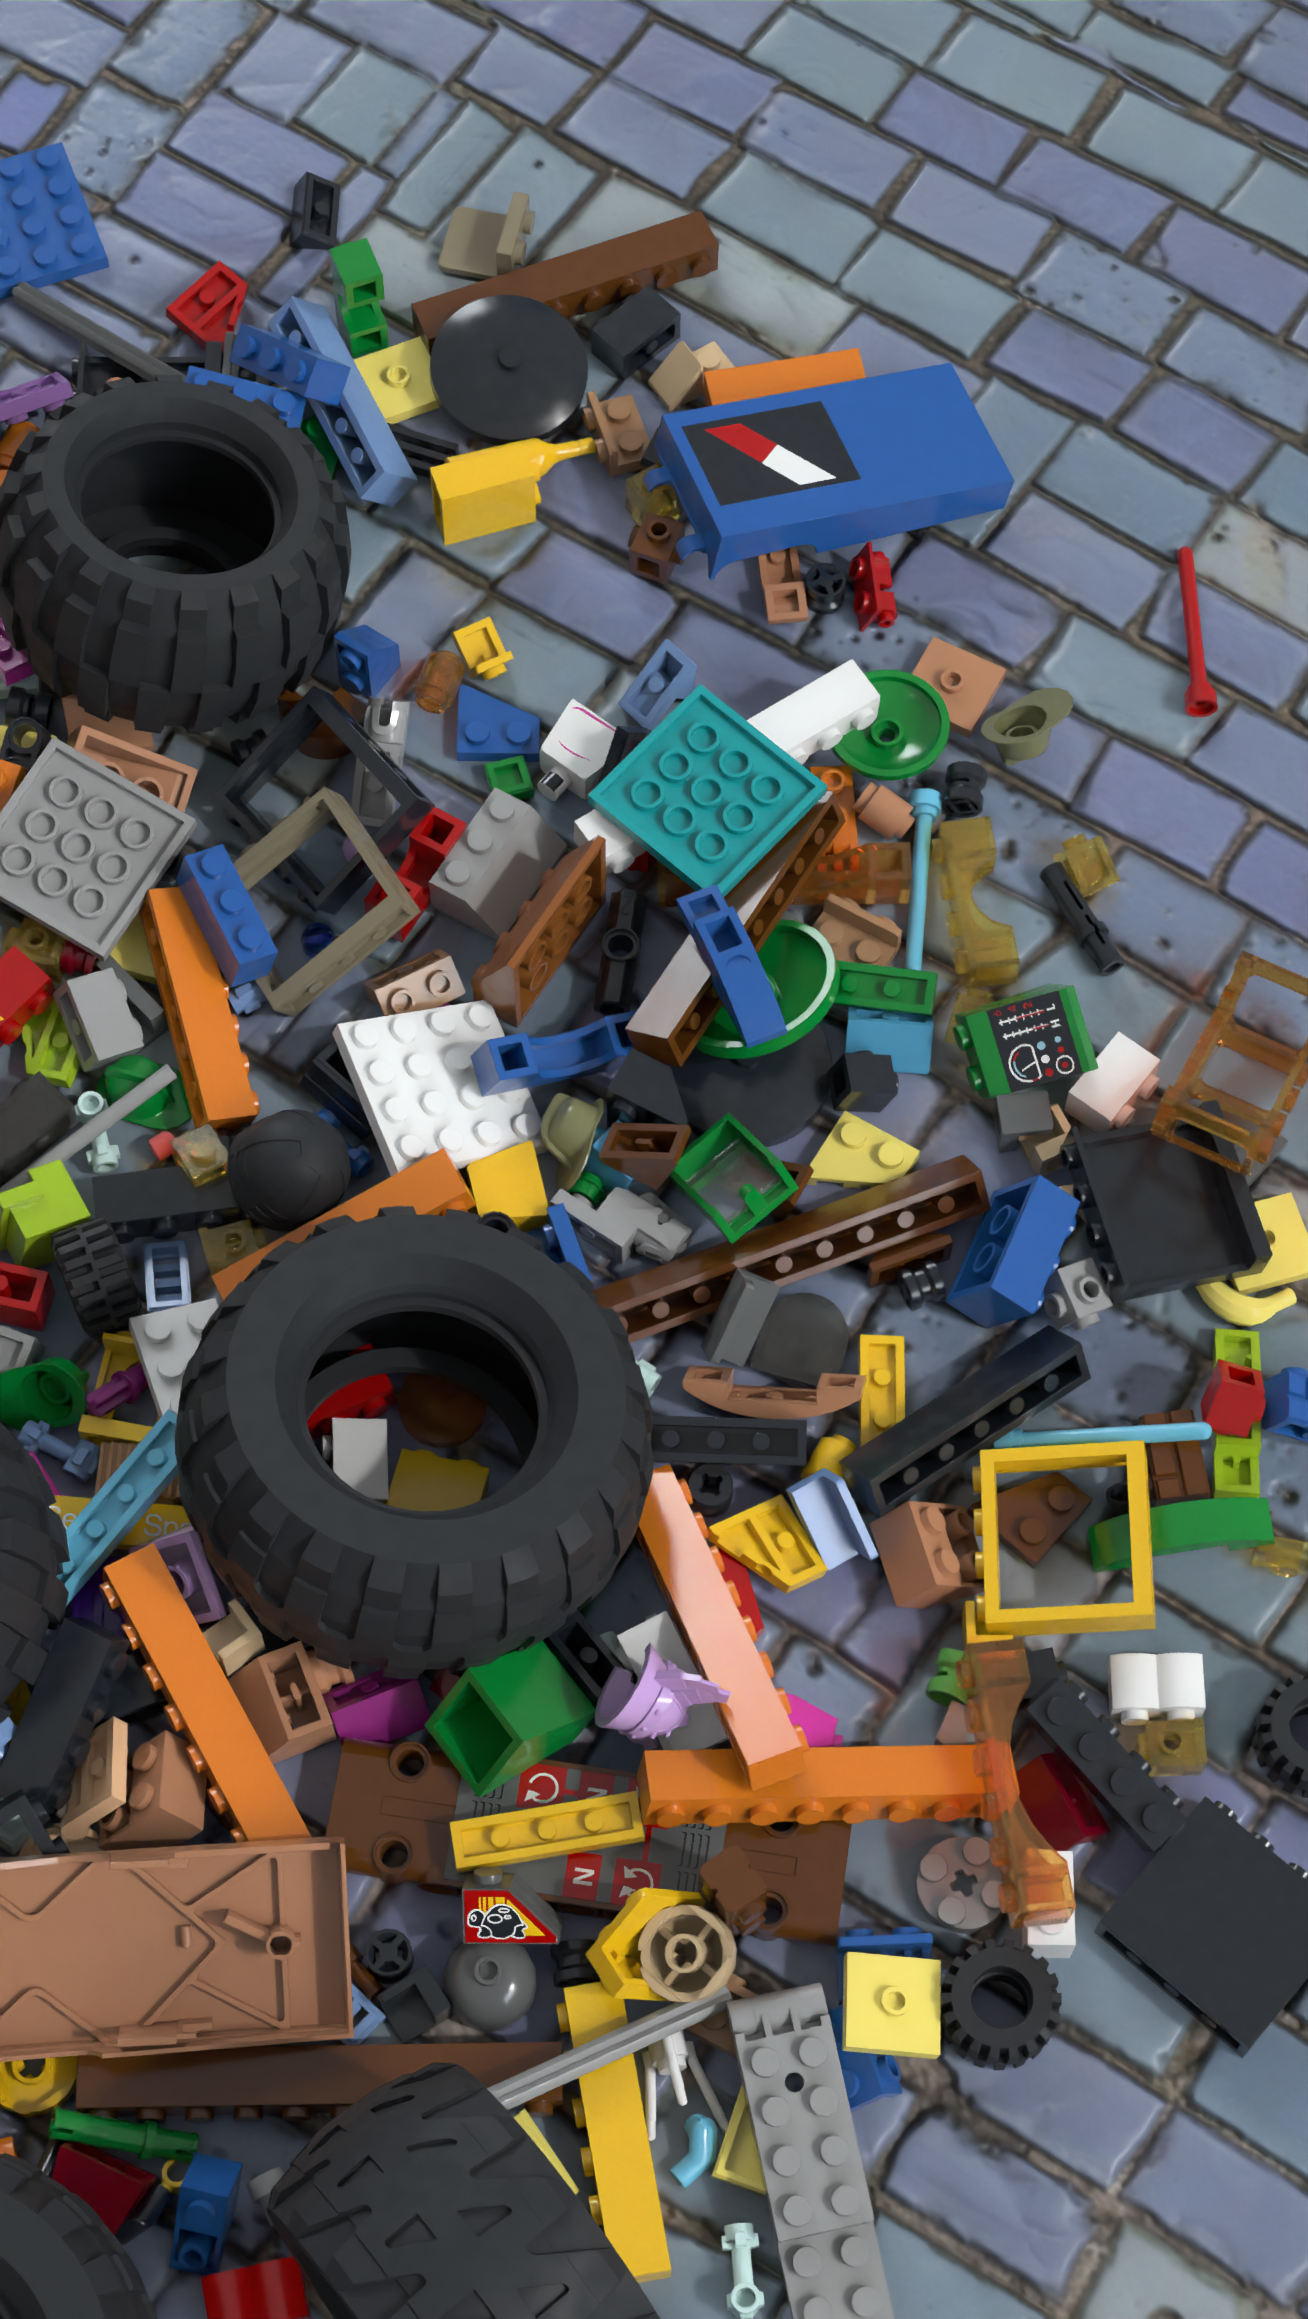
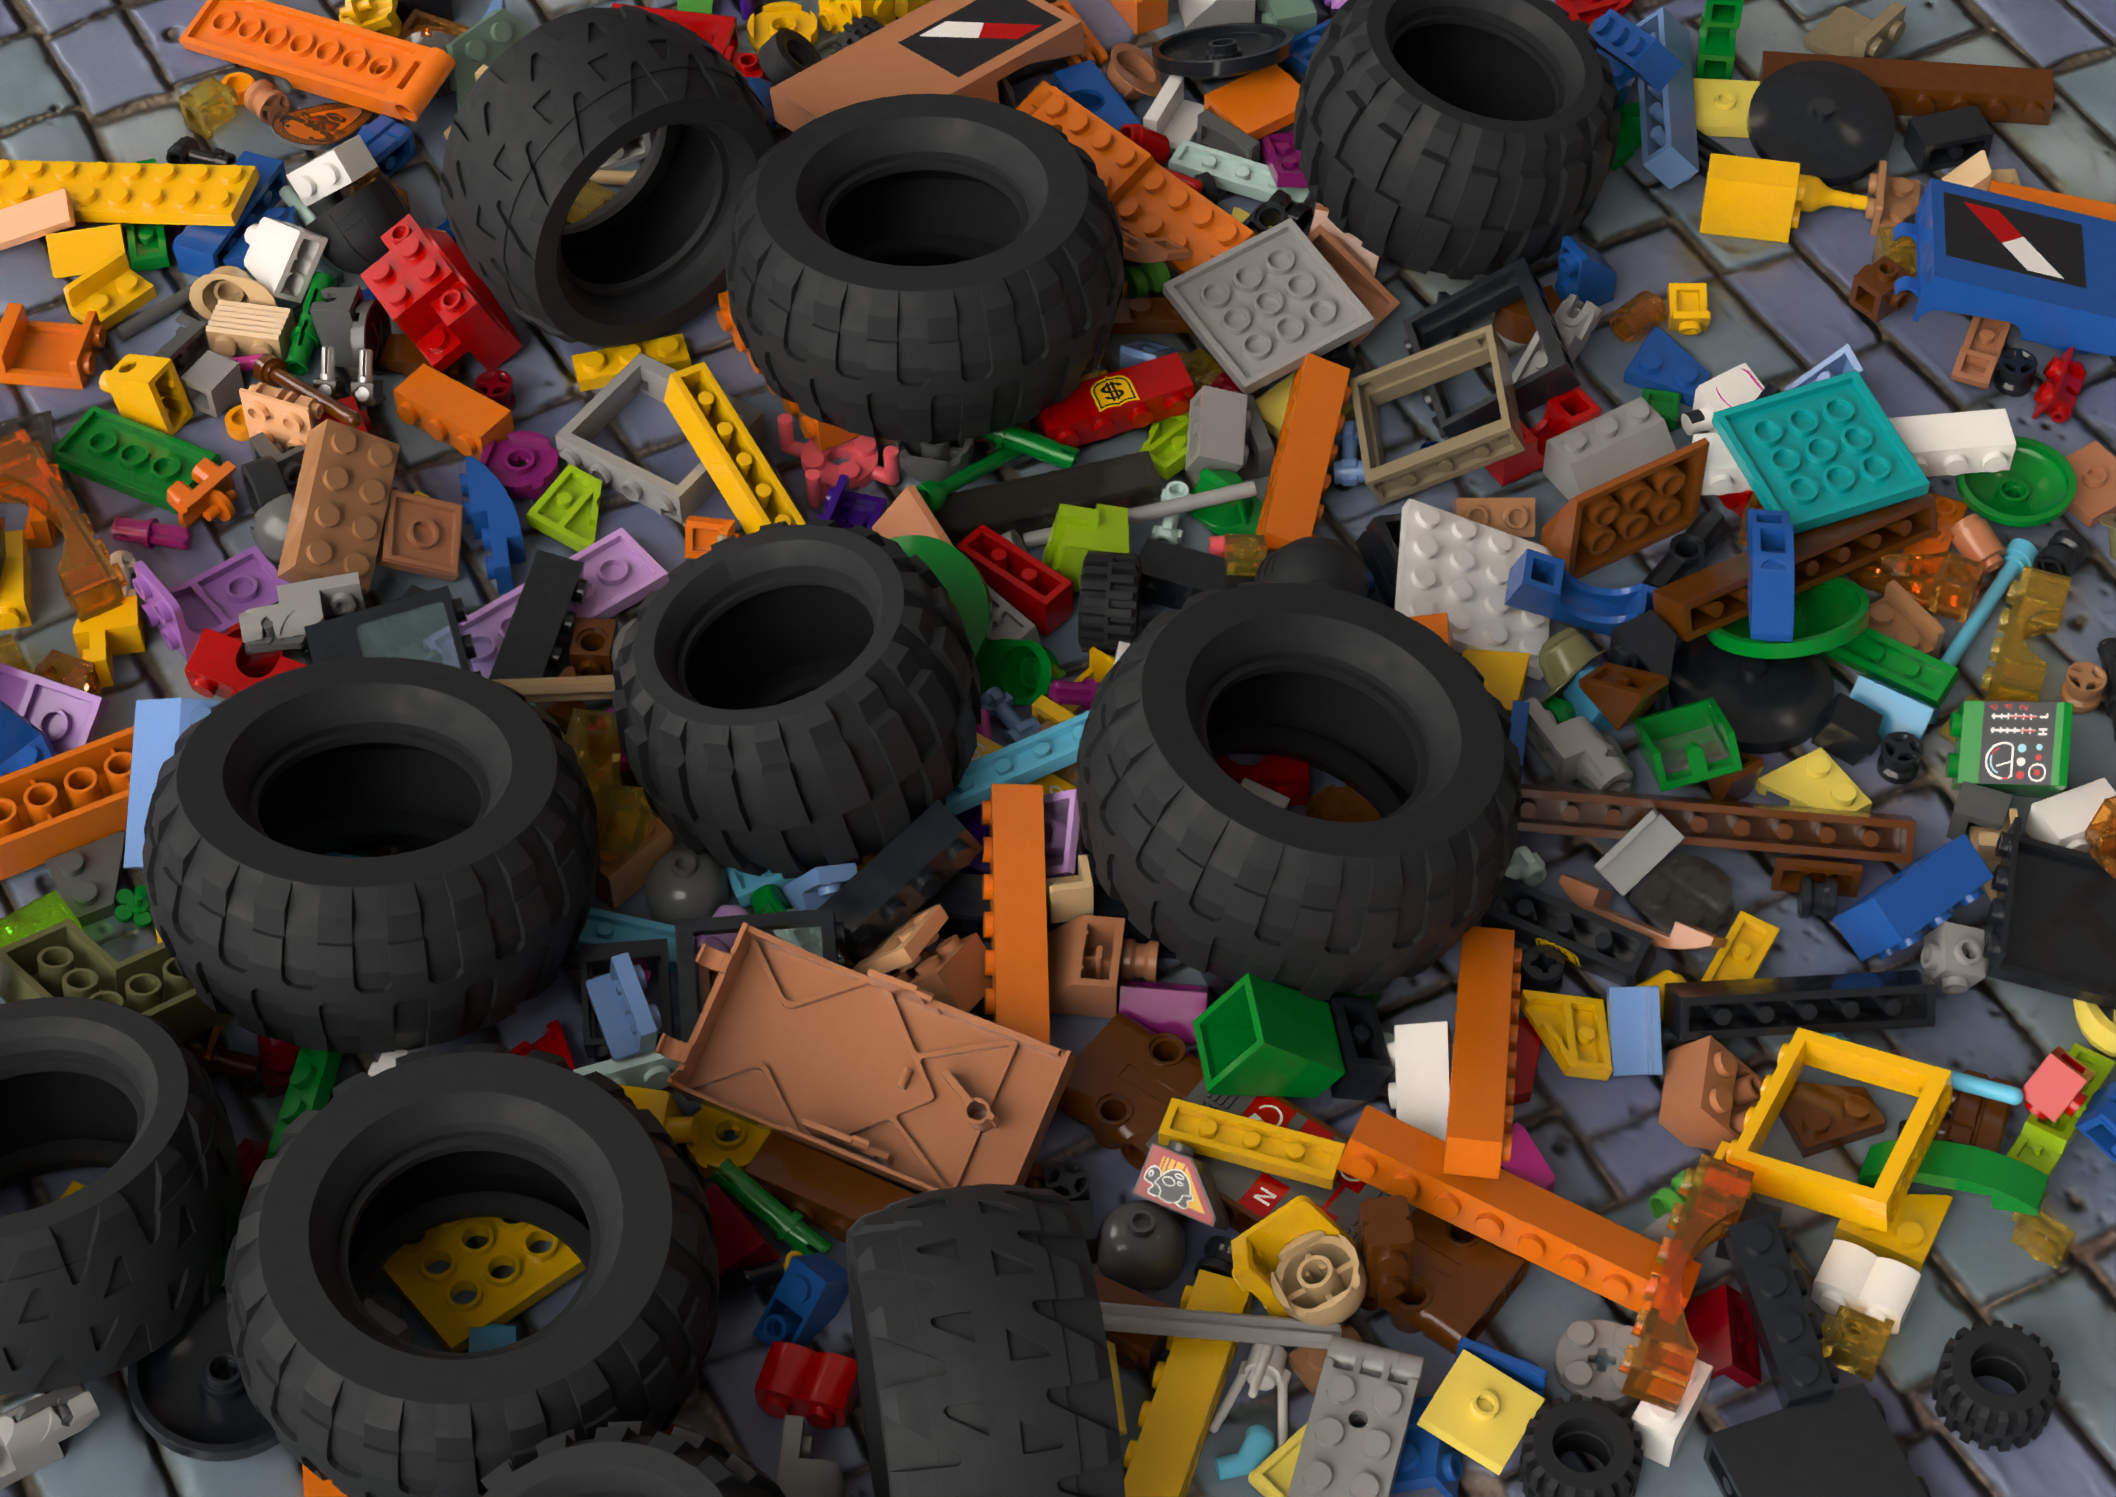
camera: 30 degrees right, 15 degrees down
(226, 915) = (1361, 393): blue brick -> none
(655, 1702) = (1399, 1071): lavender helmet -> none
(924, 1078) = (1899, 747): none -> black wheel
(1054, 920) = (2084, 686): none -> medium nougat wheel
(1170, 1597) = (1909, 1234): none -> yellow wing

